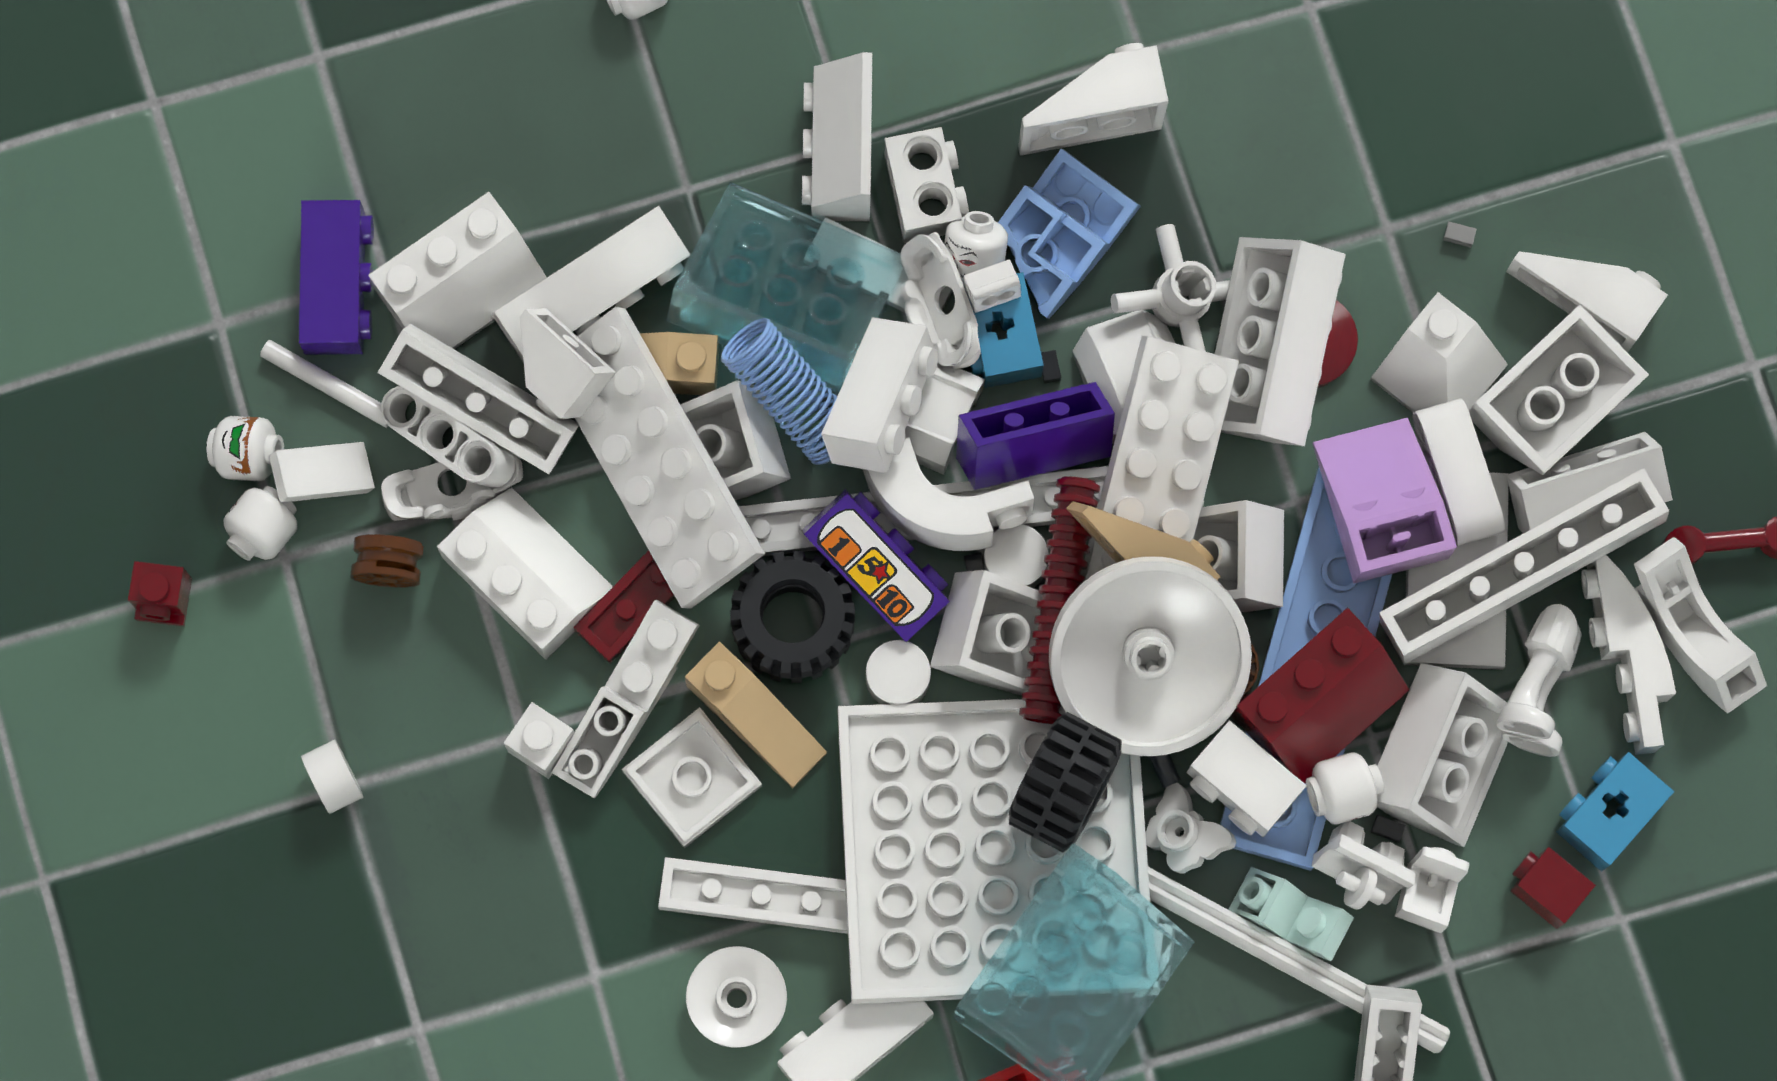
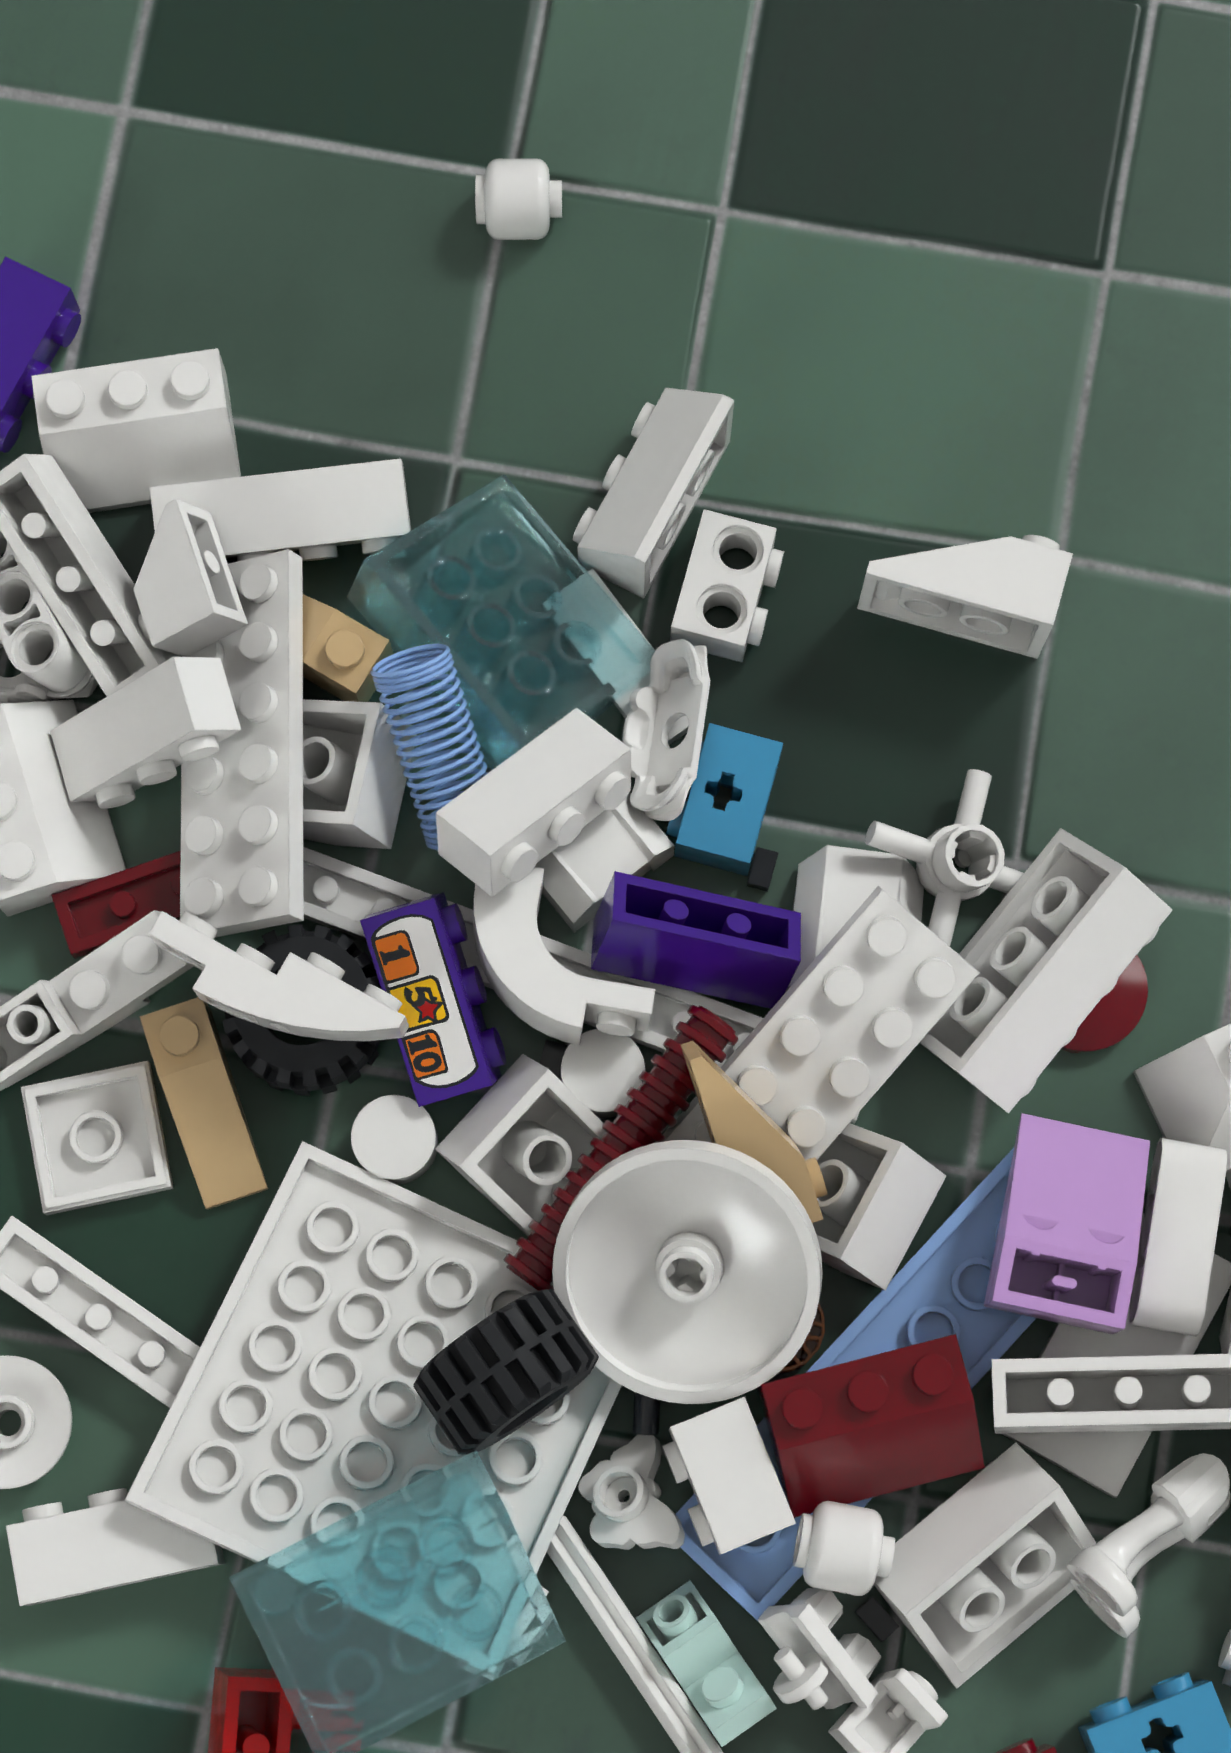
camera: 30 degrees right, 0 degrees up
(585, 481) = (146, 731): none -> white brick
(796, 605) = (300, 1000): none -> white slope
(976, 242) = (746, 687): white head -> none
(992, 286) = (736, 740): white piece -> none
(1064, 228) = (861, 716): light blue slope -> none

